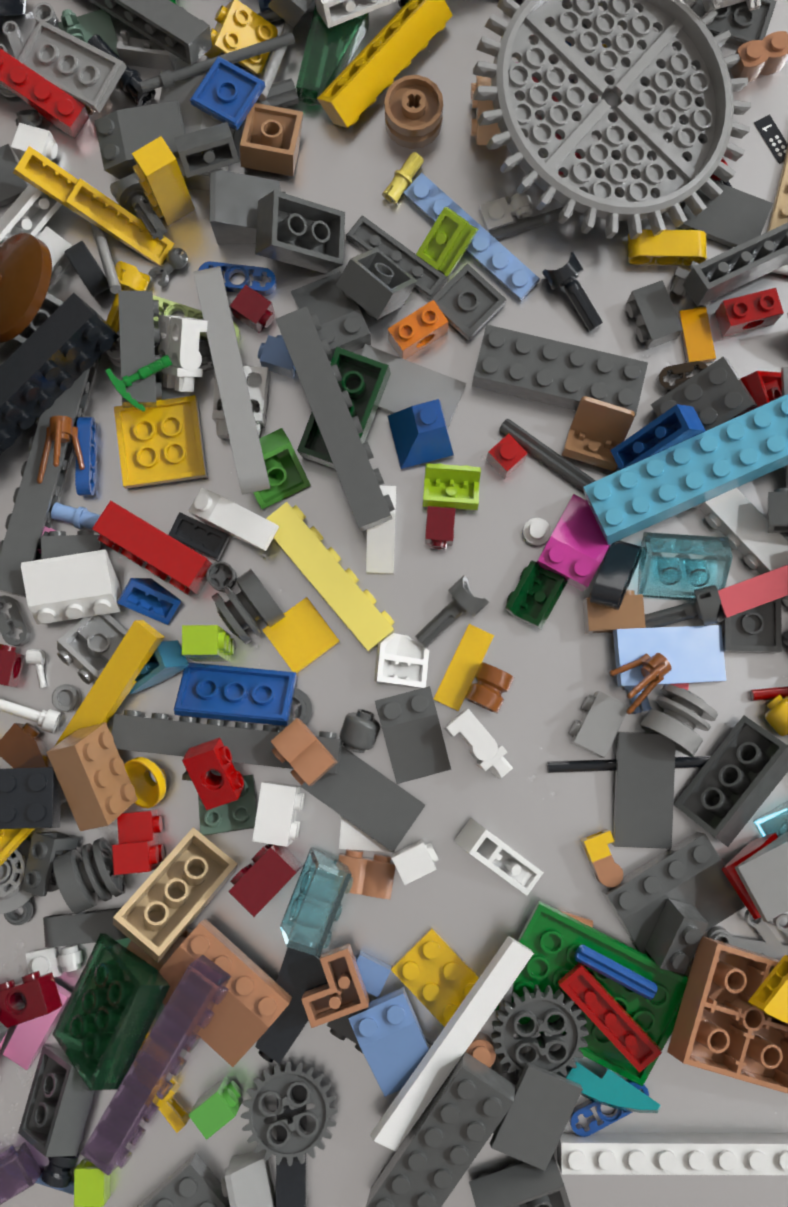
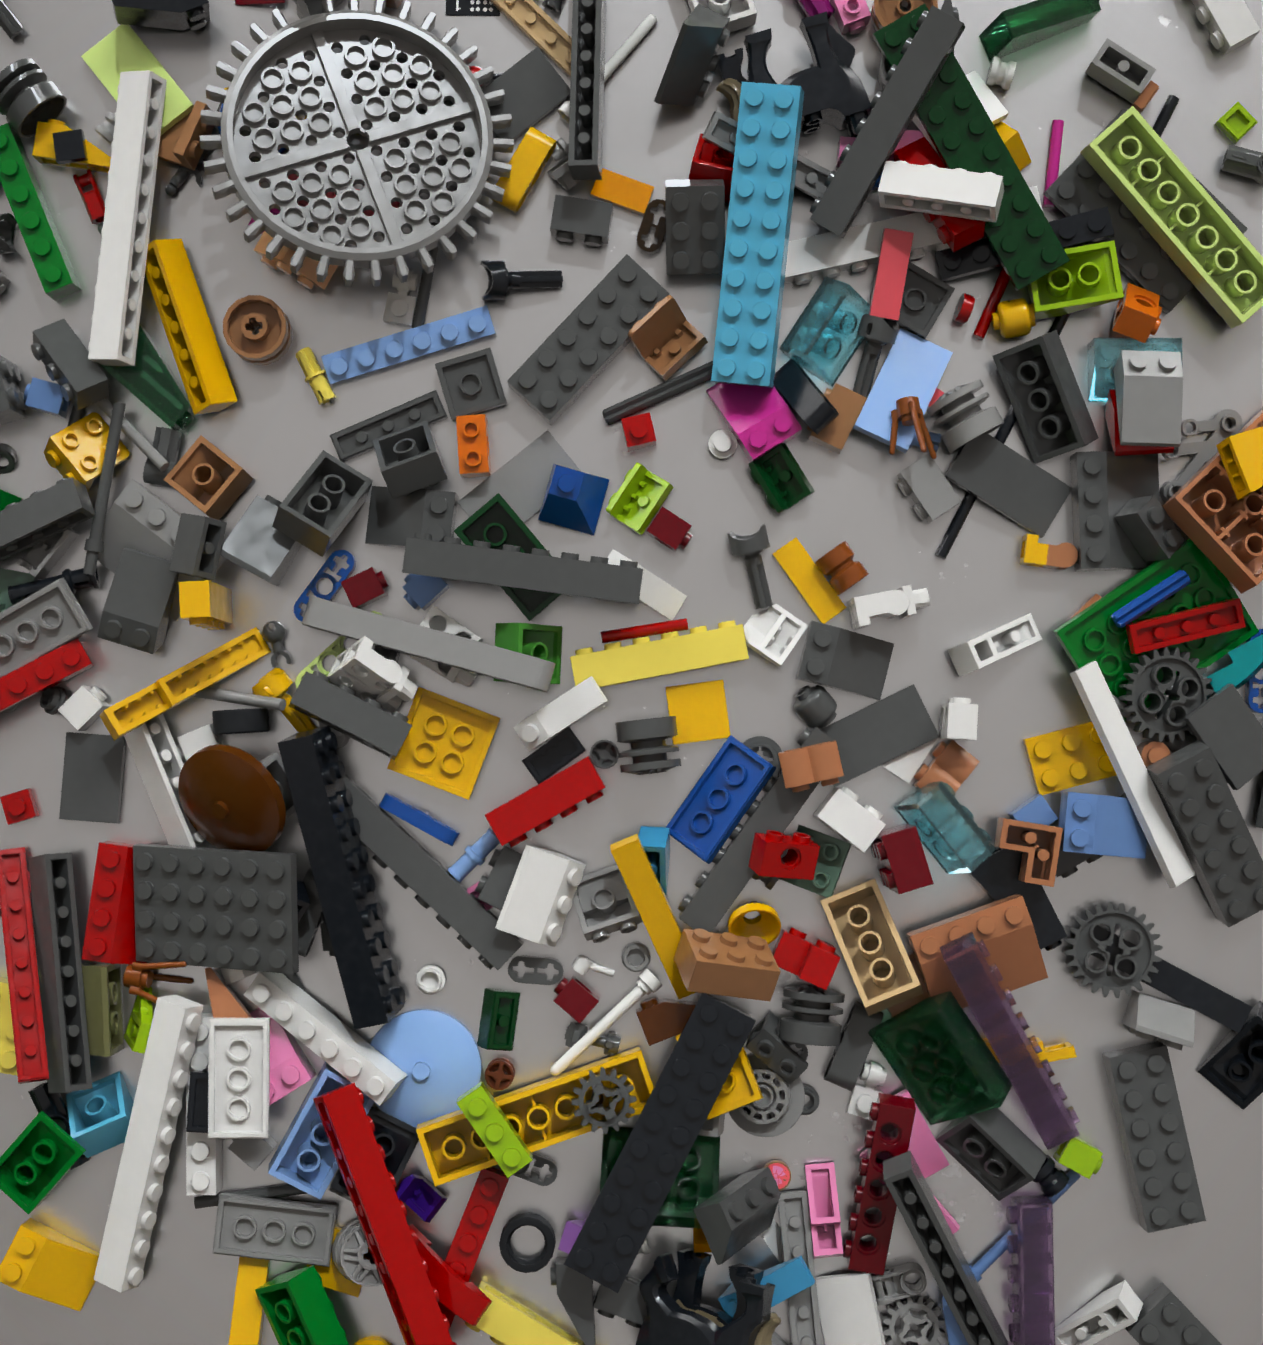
camera: 55 degrees left, 5 degrees up
(59, 431) = (389, 828): dark orange plant -> none
(131, 197) = (190, 640): dark grey piece -> none
(141, 373) = (380, 723): green piece -> none
(149, 599) = (589, 831): blue slope -> none
(206, 643) = (664, 798): lime brick -> none
(216, 1107) = (1073, 1009): bright green brick -> none
(227, 93) = (146, 496): blue tile -> none
(344, 553) = (644, 630): none -> red bar
(447, 241) = (404, 371): lime plate -> none
(662, 433) = (705, 287): blue brick -> none
(749, 312) = (629, 131): red brick -> none
(769, 669) = (964, 308): none -> red tile

